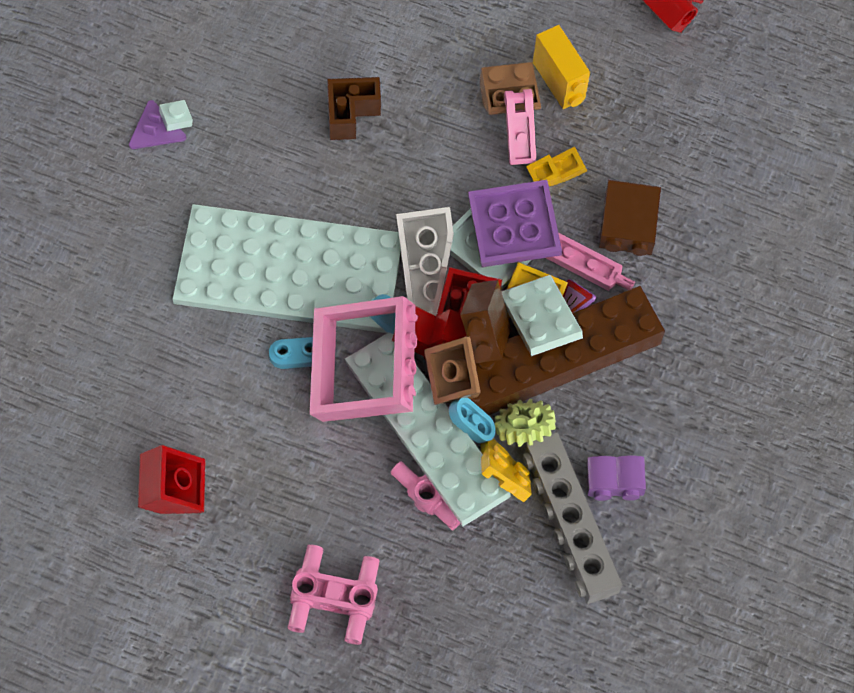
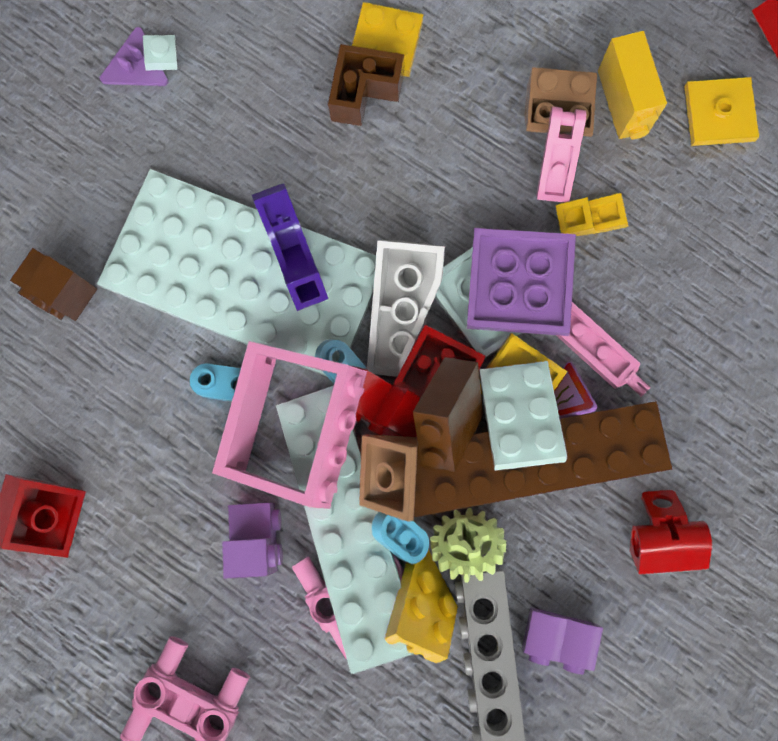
camera: 25 degrees right, 15 degrees up
(139, 304) = (52, 286): none -> reddish brown brick
(327, 235) = (290, 246): none -> dark purple arch
(356, 458) = (252, 541): none -> medium lavender brick
(358, 62) = (389, 31): none -> yellow plate
(630, 218) = (666, 301): reddish brown brick -> none
(636, 73) = (721, 111): none -> yellow plate
(677, 385) = (669, 540): none -> red piece

